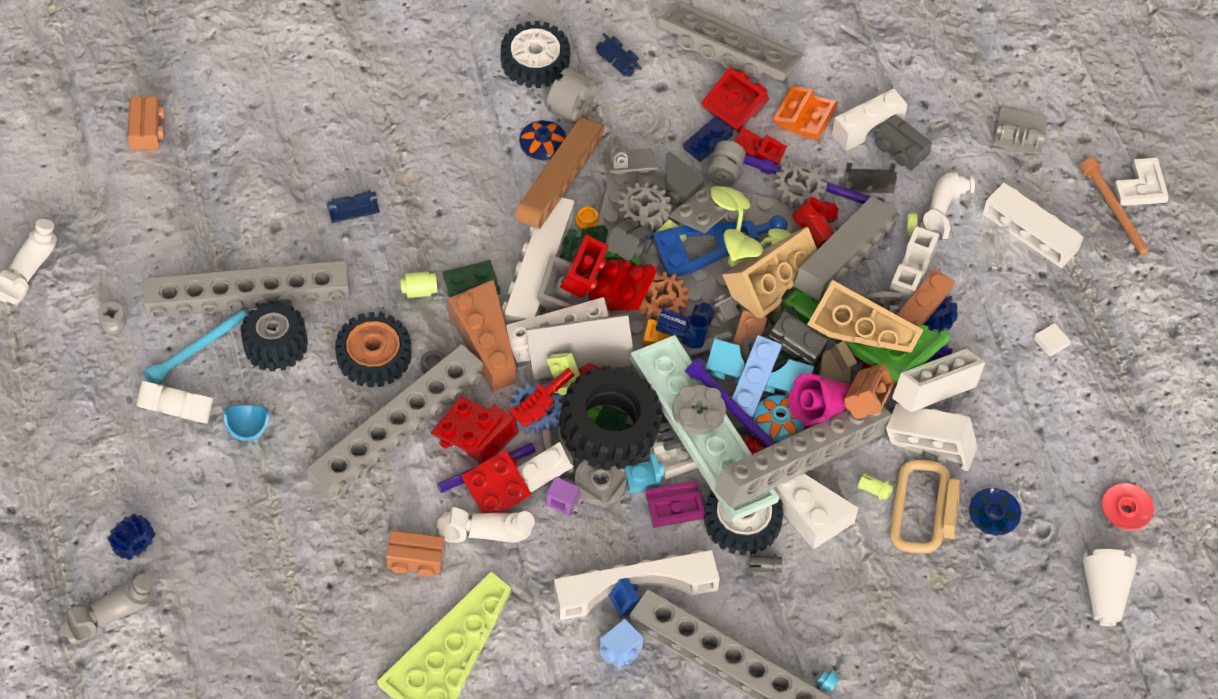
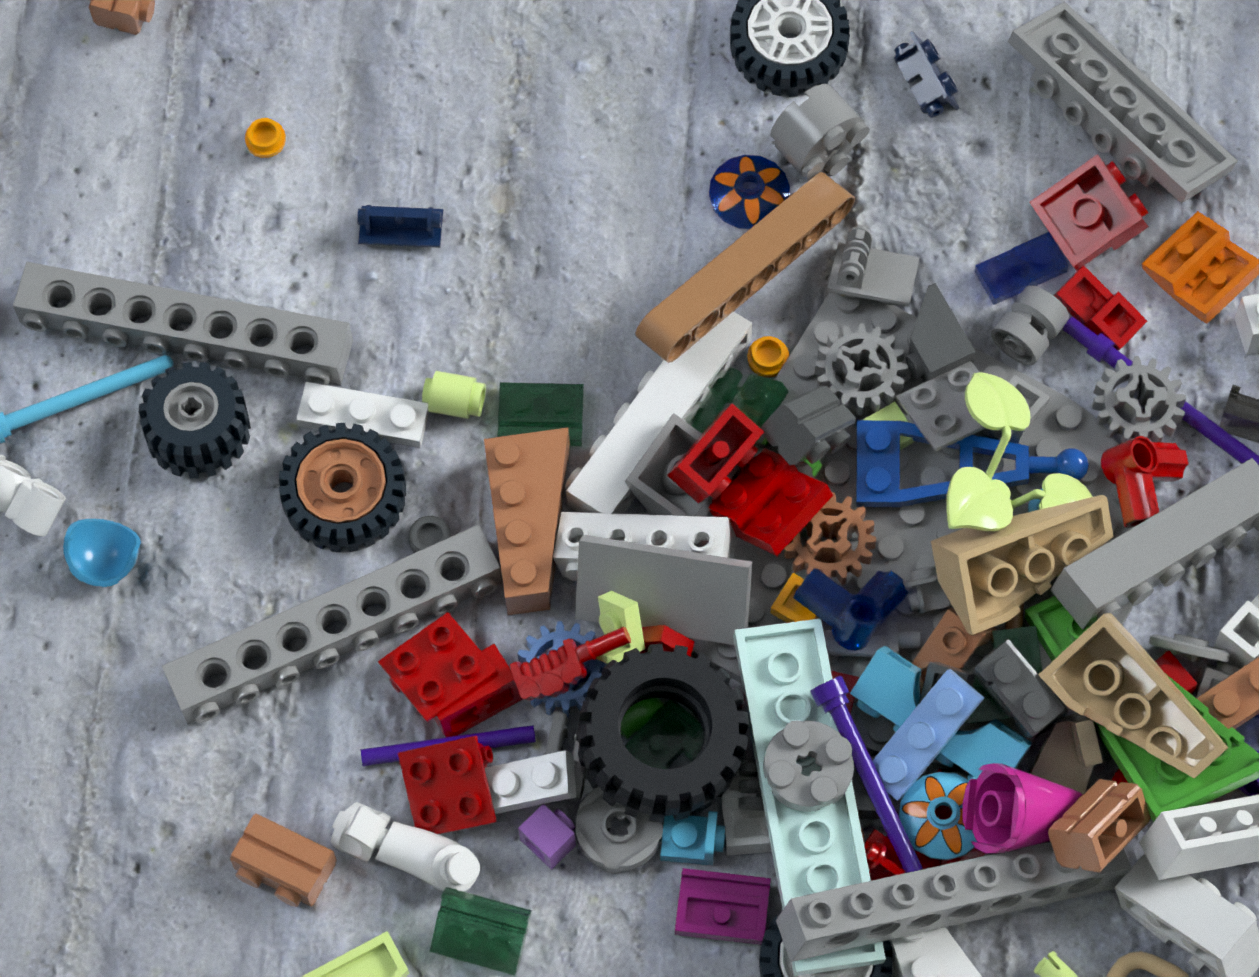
camera: 25 degrees right, 10 degrees up
(256, 181) = (265, 138): none -> light orange plate
(389, 304) = (392, 417): none -> white plate
(544, 555) = (480, 931): none -> clear green plate

